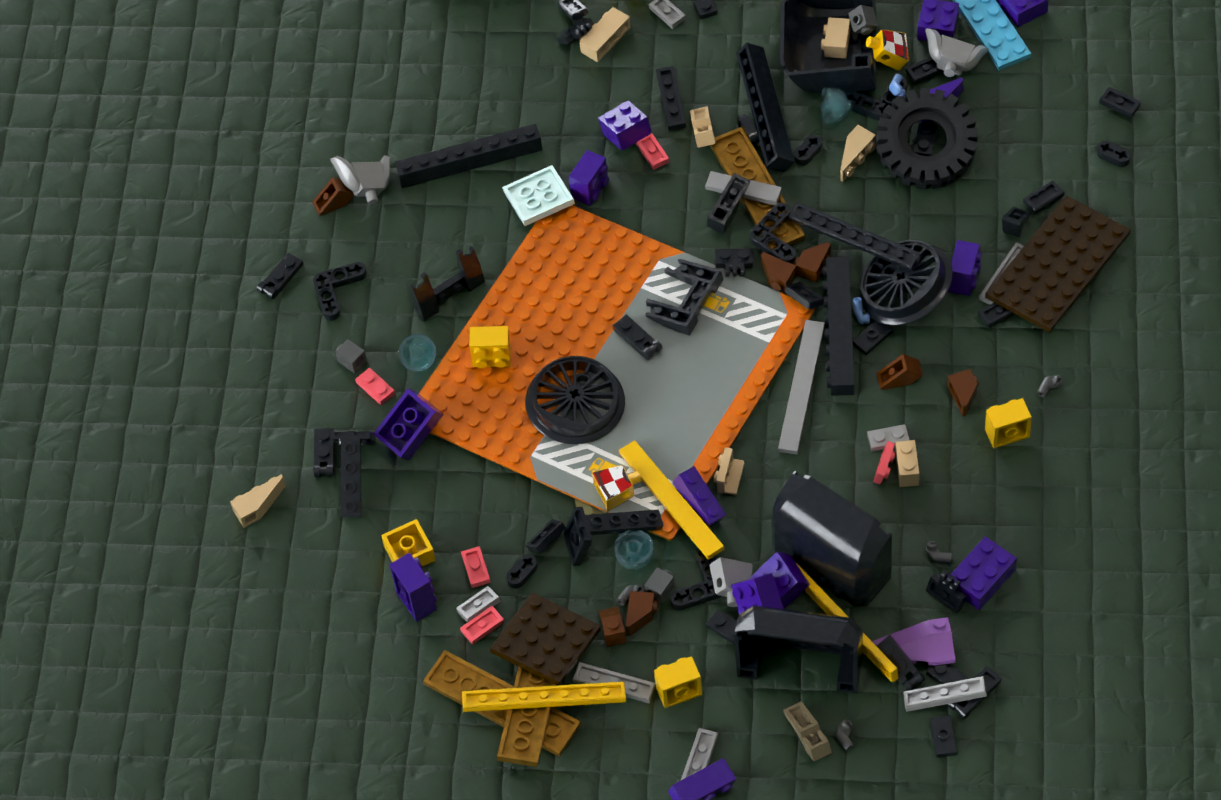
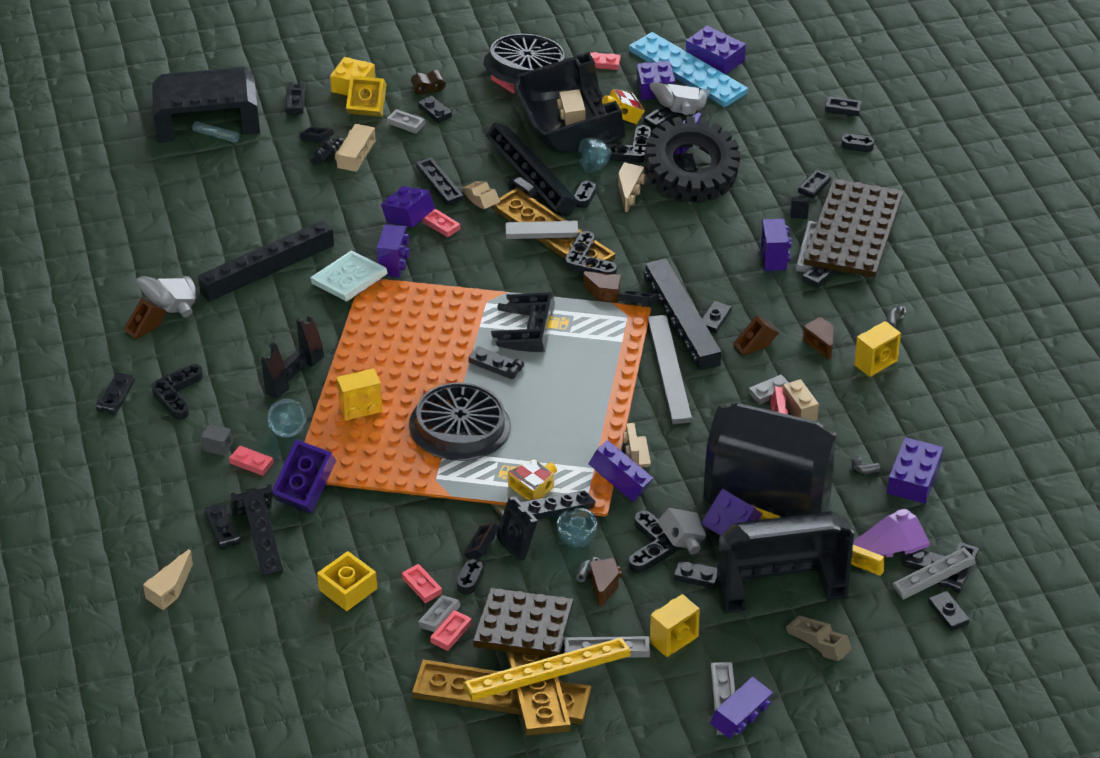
camera: 25 degrees left, 15 degrees down
(413, 586) = (370, 607): dark purple brick -> none
(612, 626) = (586, 599): reddish brown slope -> none
(660, 584) = (616, 549): dark grey brick -> none
(671, 500) = (595, 480): yellow tile -> none
(727, 204) = (534, 243): black slope -> none
(734, 260) = (559, 286): black hinge -> none
(756, 591) = (710, 529): dark purple brick -> none
(811, 262) = (632, 272): reddish brown slope -> none
(843, 734) = (853, 634): dark grey arm -> none
(855, 236) = (666, 238): black tile -> none
(858, 311) = (699, 305): medium blue arm -> none
(863, 20) = (591, 87): dark grey brick -> none
(895, 86) = (642, 130): medium blue arm -> none
(903, 281) = (713, 265): black piece -> none
(904, 665) = (865, 543): black plate -> none
(946, 590) = (890, 491): black hinge -> none

